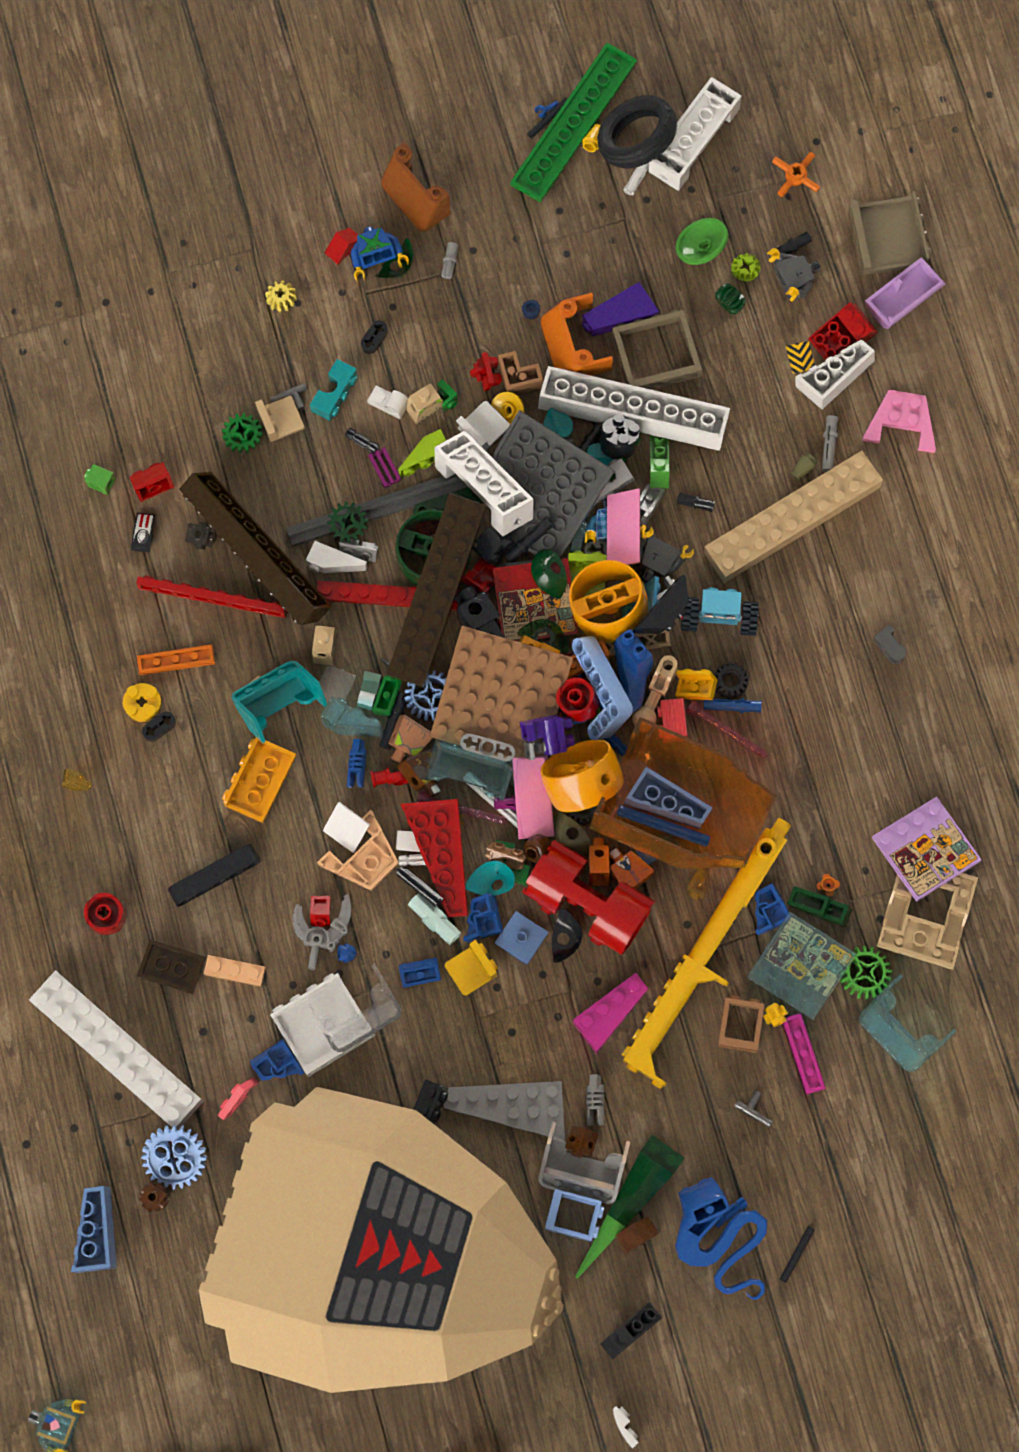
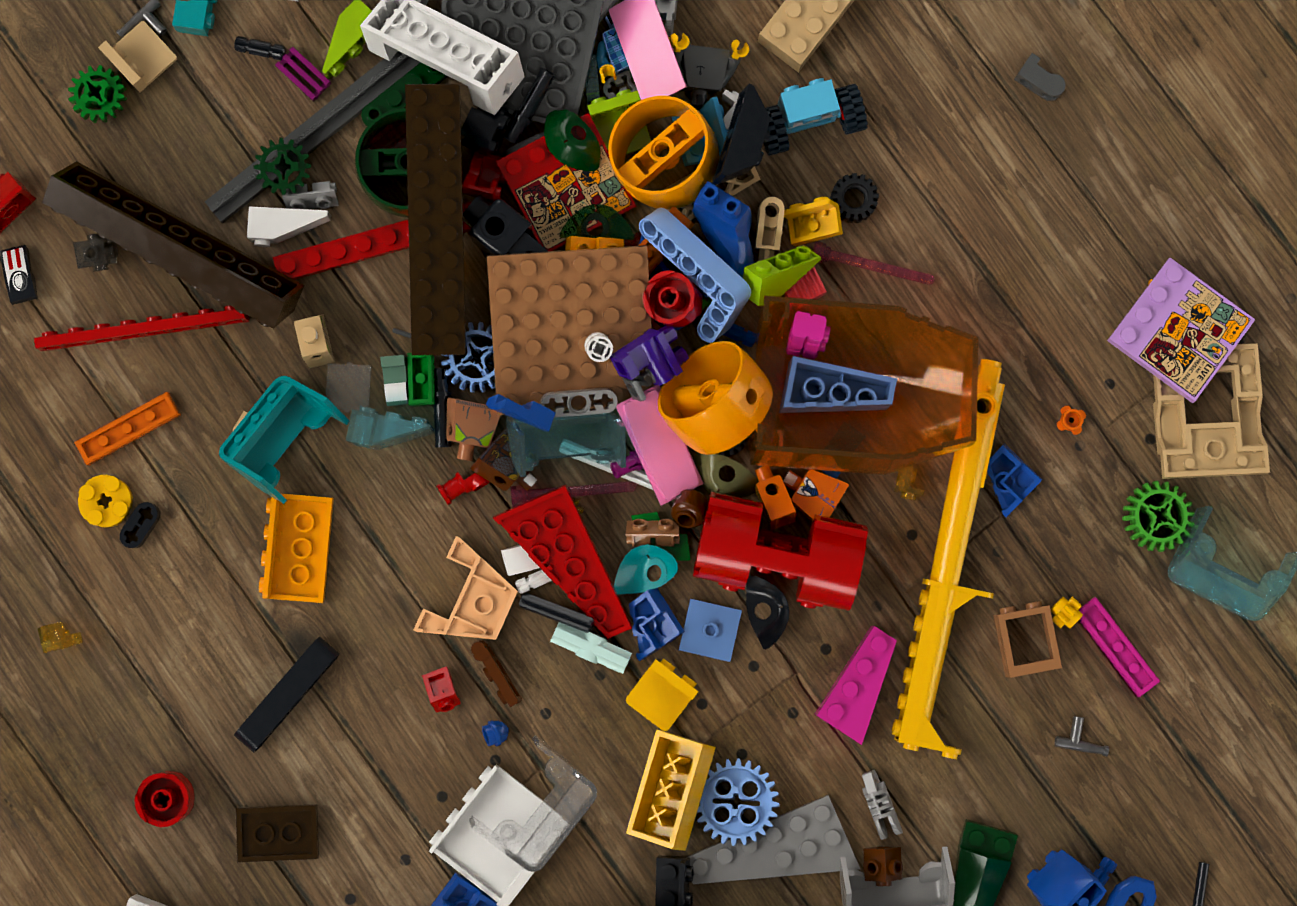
camera: 30 degrees left, 10 degrees up
(234, 970) = (360, 807): light nougat plate -> none
(319, 937) = (453, 724): light grey bar -> none
(346, 827) = (433, 571): white piece -> none
(356, 763) = (415, 481): blue hinge -> none
(362, 912) = (495, 672): none -> reddish brown hinge
(419, 972) = (597, 721): blue slope -> none
(452, 740) = (529, 413): none -> blue slope
(452, 1034) = (670, 790): none -> yellow brick
(486, 1076) = (734, 827): none -> light blue gear
(514, 713) = (596, 342): none -> white wheel
(657, 707) = (778, 273): none -> lime slope
(661, 756) = (807, 335): none -> dark pink brick
(663, 825) = (840, 422): blue axle -> none
(733, 705) = (876, 227): blue pin -> none
(801, 966) = (1078, 538): clear light blue plate -> none
(819, 906) = (1071, 452): dark green slope -> none

